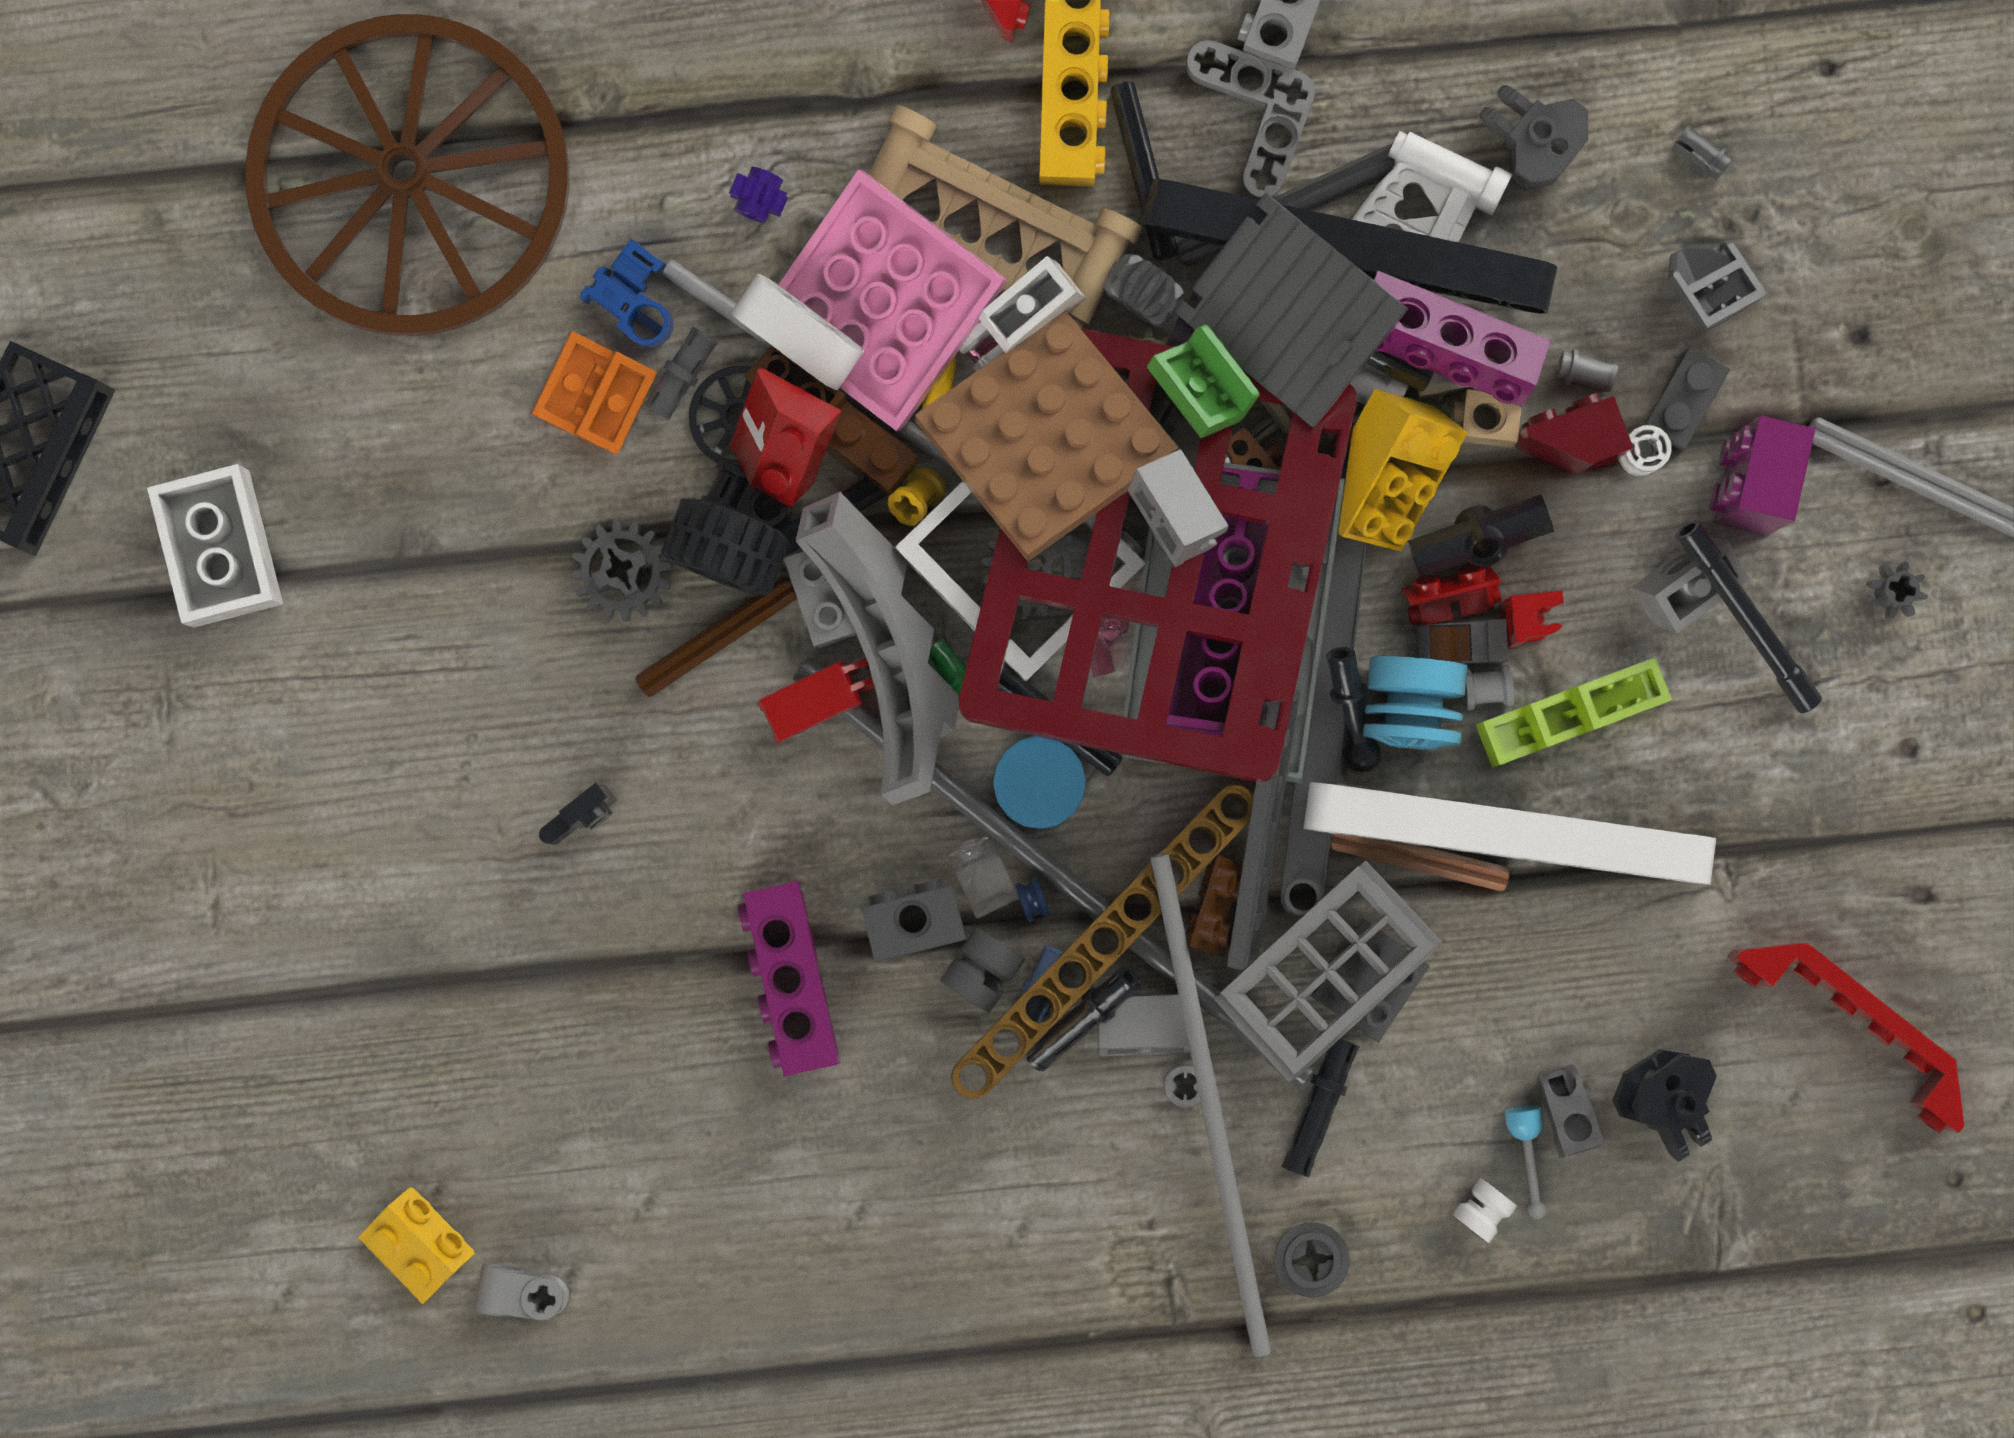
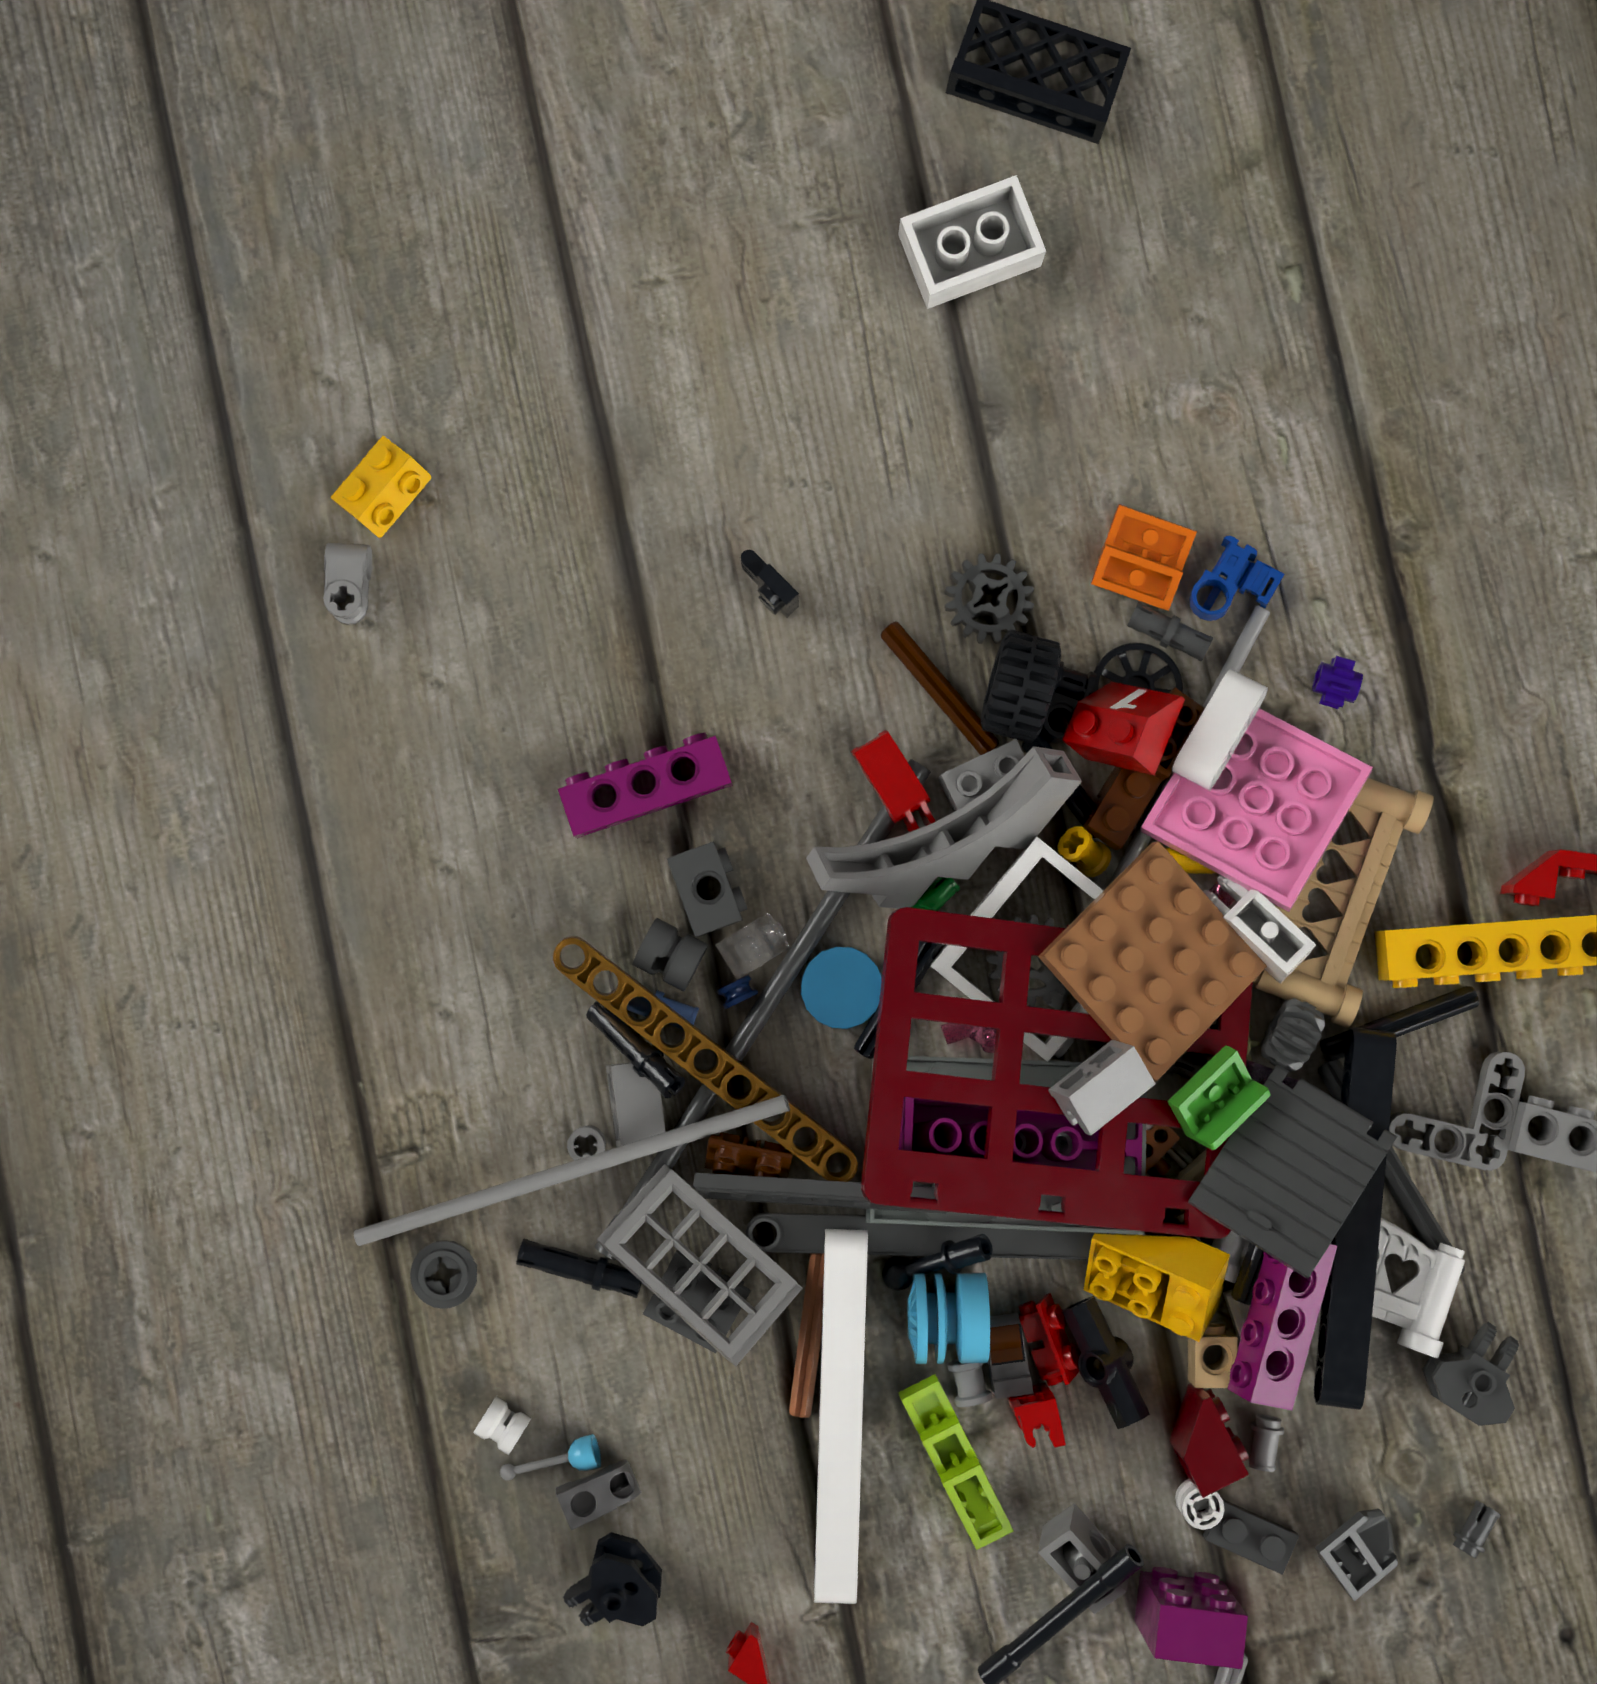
camera: 85 degrees right, 0 degrees up
(336, 46) = (1336, 358): reddish brown wheel -> none

